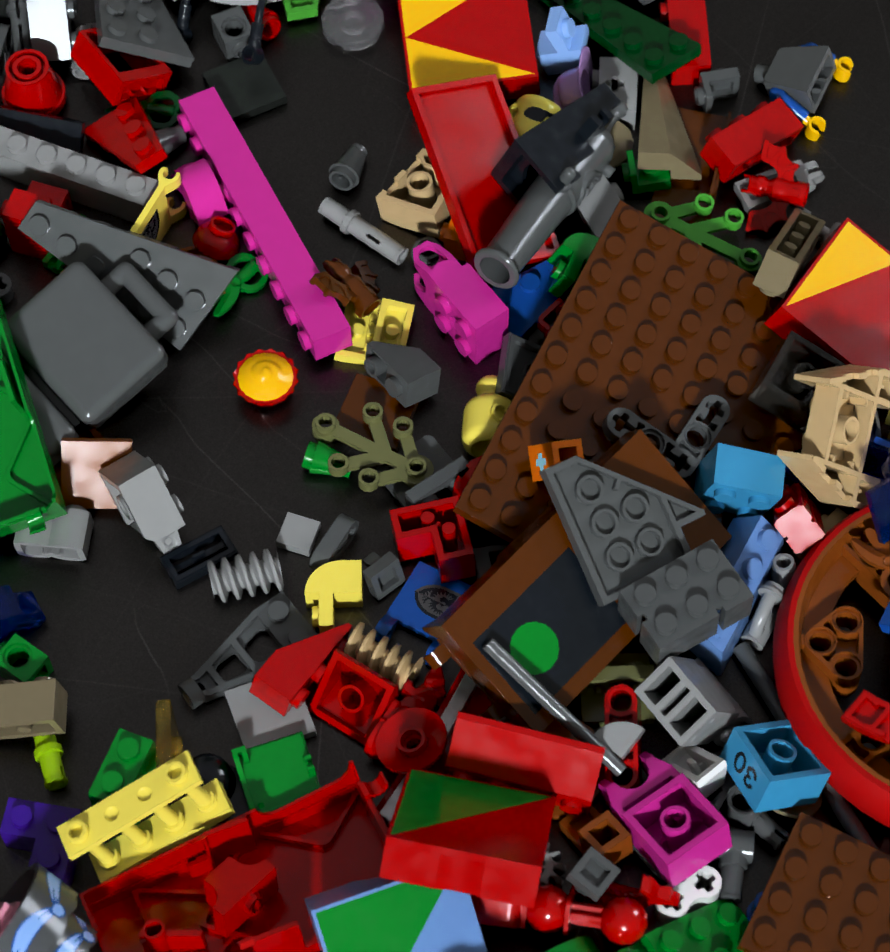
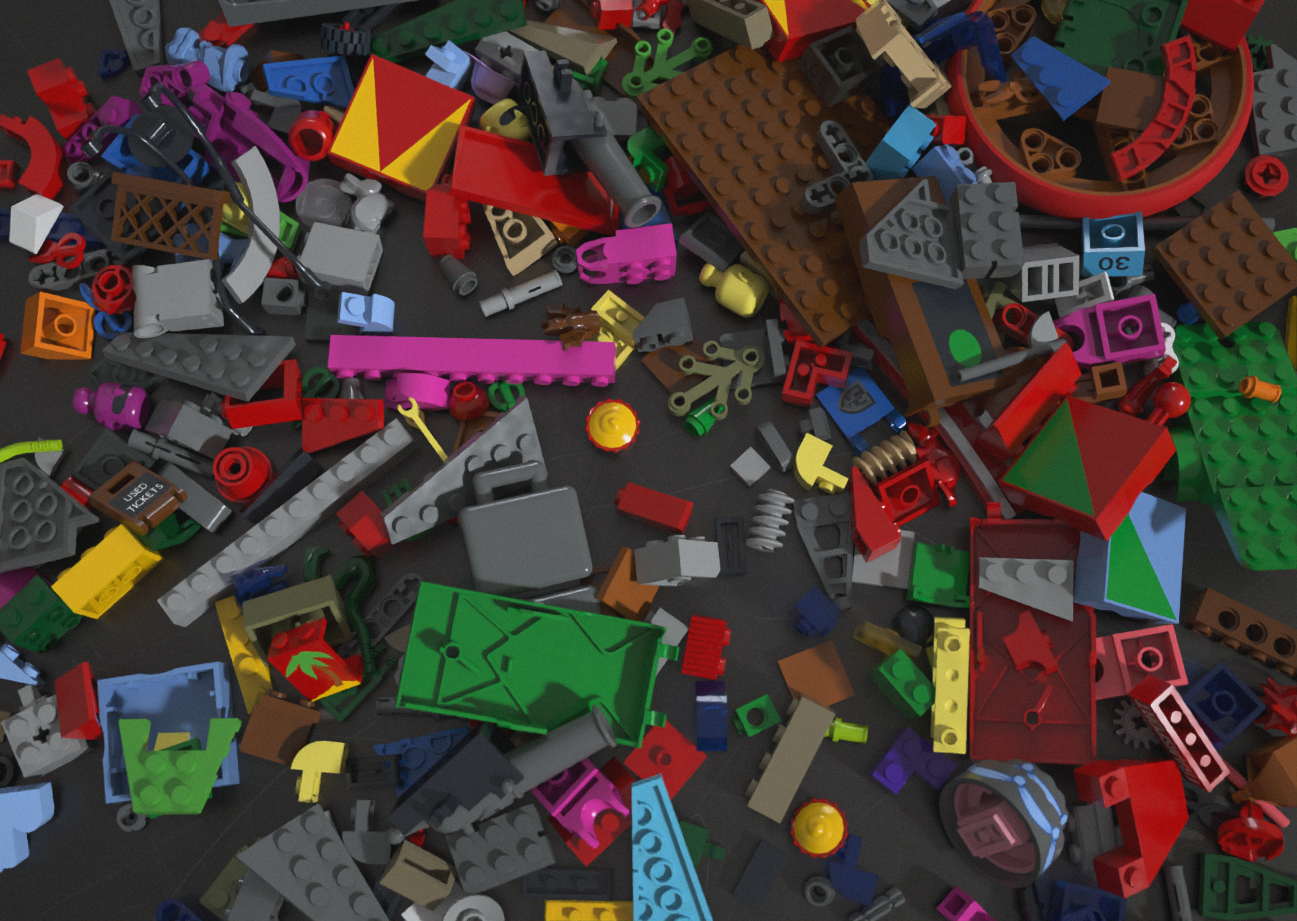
camera: 65 degrees left, 15 degrees up
(71, 579) = (704, 648): none -> red brick
(99, 707) = (816, 674): none -> dark orange tile
(161, 659) = (814, 614): none -> clear blue brick
(194, 462) = (654, 509): none -> red slope
(255, 105) = (371, 313): none -> light blue brick
(301, 58) = (341, 257): none -> light grey brick
(305, 854) = (1031, 582): none -> light grey wedge
(372, 58) = (371, 205): none -> light grey animal
(387, 125) = (446, 221): none -> red hinge
(410, 728) = (973, 454): red dish -> none
(550, 453) = (833, 254): orange brick -> none
(593, 874) = (1137, 400): dark grey tile -> none

